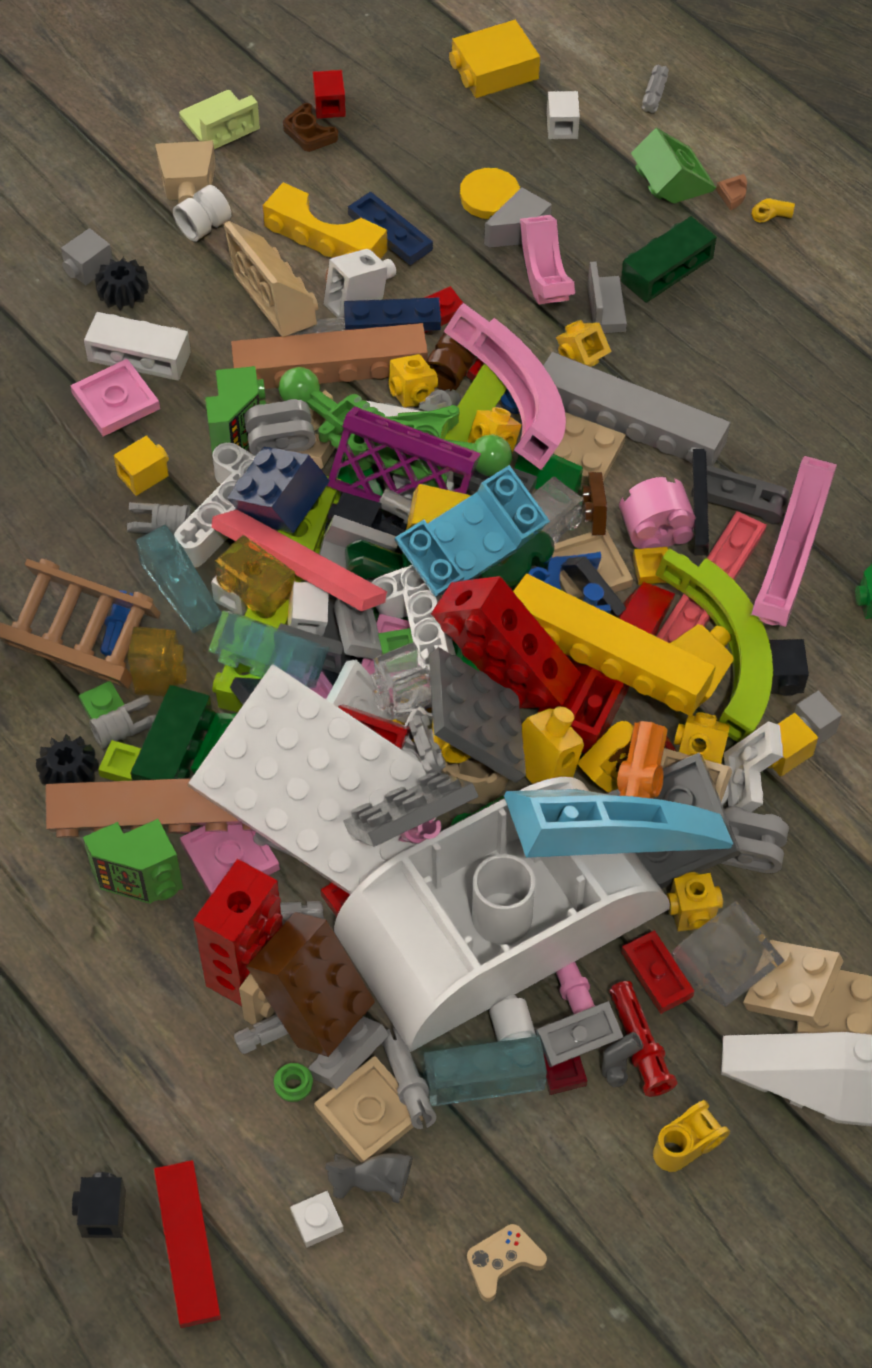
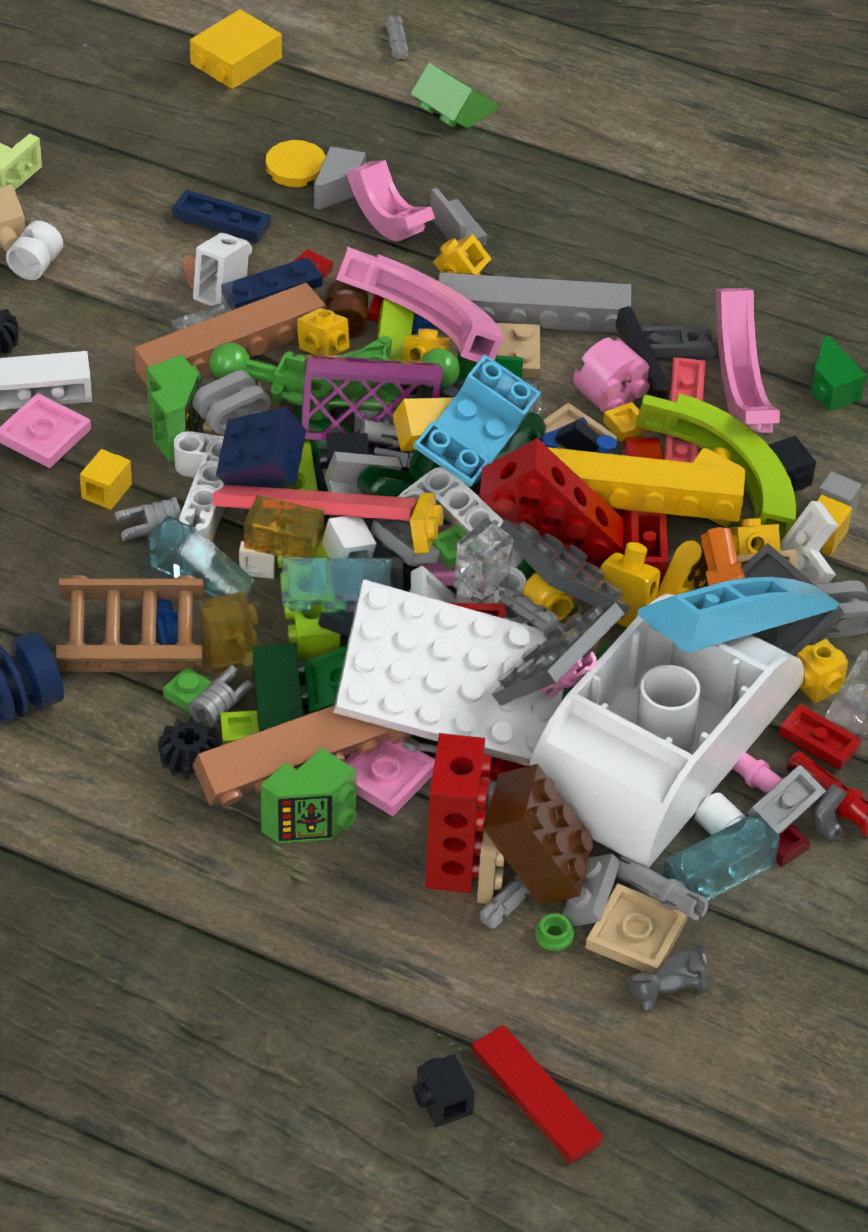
camera: 25 degrees left, 10 degrees down
(270, 281) = (141, 287): tan slope -> none
(290, 215) = (122, 230): yellow arch -> none
(305, 131) = (86, 155): reddish brown piece -> none
(316, 1219) = (640, 1033): white plate -> none
(329, 94) = (95, 118): red brick -> none
(374, 619) = (425, 522): none -> yellow plate
(440, 399) = (359, 340): light grey axle -> none
(501, 1255) = (818, 998): tan piece -> none
(563, 115) = (327, 79): white brick -> none
(595, 503) = (553, 383): reddish brown plate -> none
(668, 259) = (493, 172): dark green brick -> none
(733, 190) = (515, 103): nougat tile -> none
(771, 208) = (560, 107): yellow arm -> none

